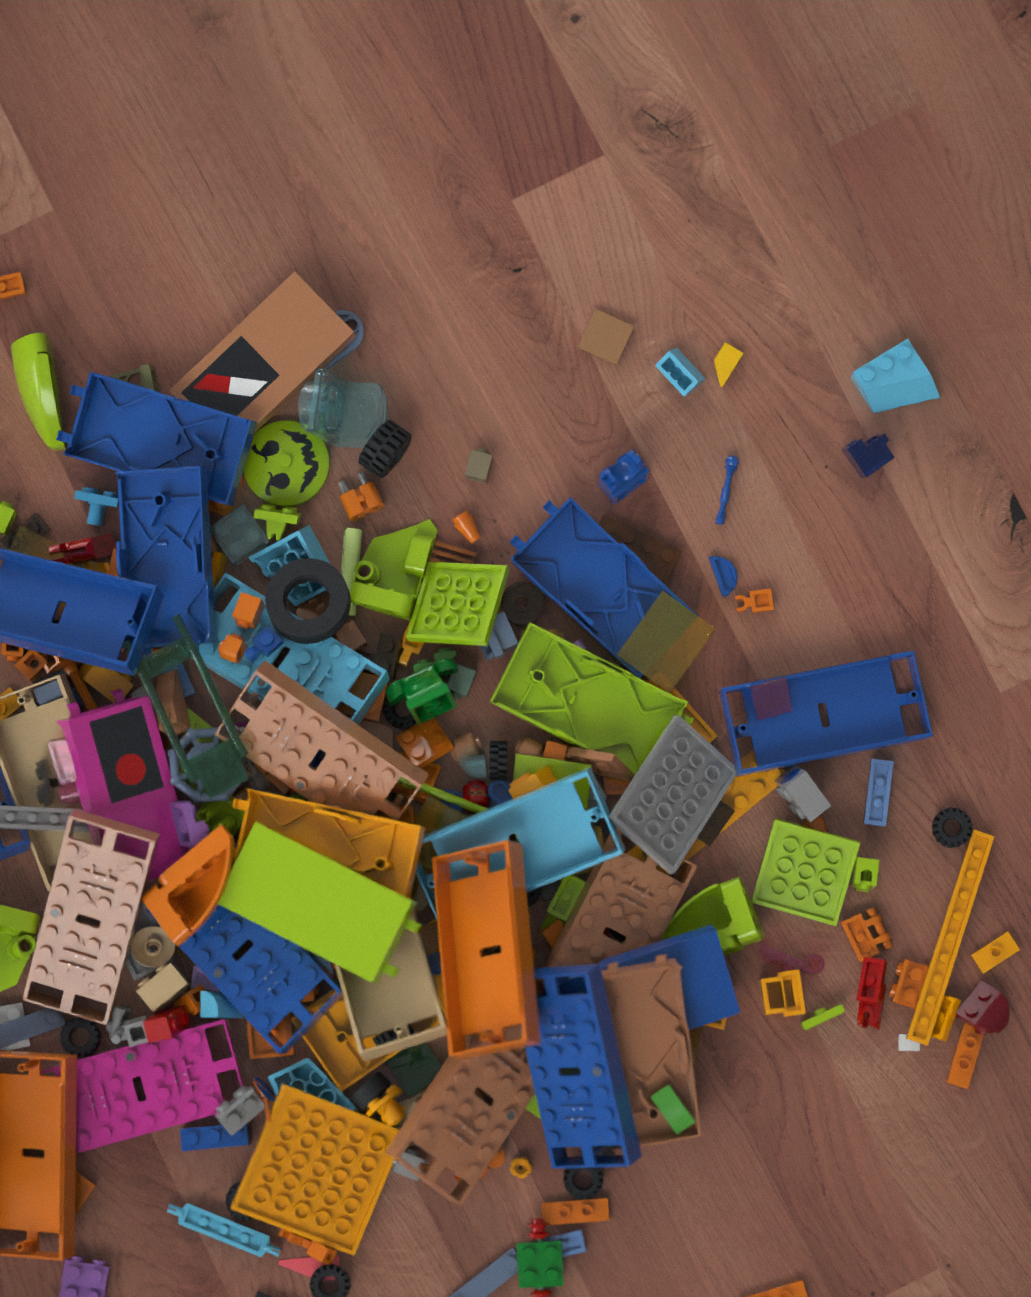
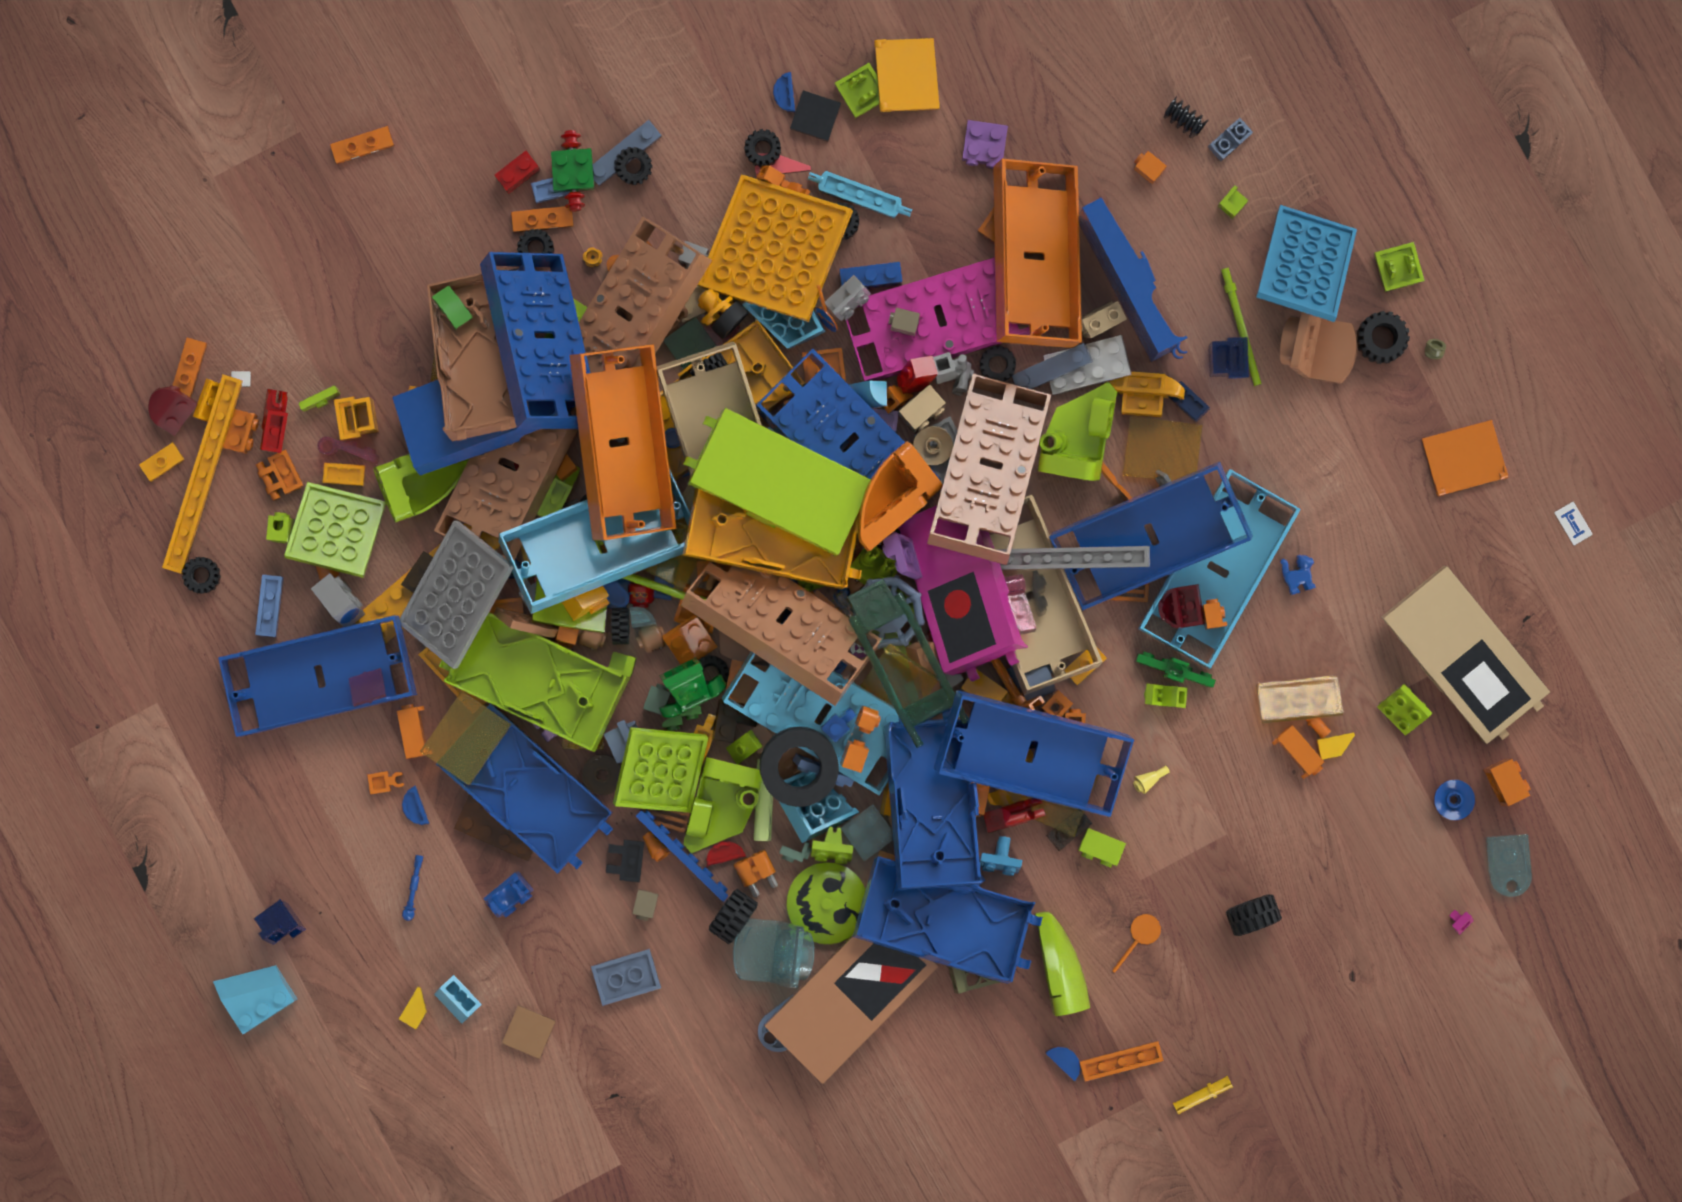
camera: 175 degrees right, 5 degrees up
(39, 294) = (1065, 1060): none -> blue tile
(177, 1081) = (904, 321): none -> dark tan brick
(189, 694) = (906, 676): none -> clear yellow piece
(300, 606) = (805, 765): none -> medium blue plate
(323, 515) = (791, 854): none -> sand green bracket
(368, 628) = (744, 747): none -> lime plate
(394, 519) = (724, 852): none -> red tile
(443, 523) = (690, 860): none -> blue plate
(484, 1273) = (644, 171): none -> black tyre
(493, 511) = (631, 860): none -> black plate
(498, 720) = (622, 664): none -> lime panel
(501, 391) = (626, 977): none -> sand blue plate
(601, 1263) = (517, 172): none -> red brick
(725, 654) = (411, 730): none -> orange brick
(796, 933) = (344, 474): none -> light orange plate

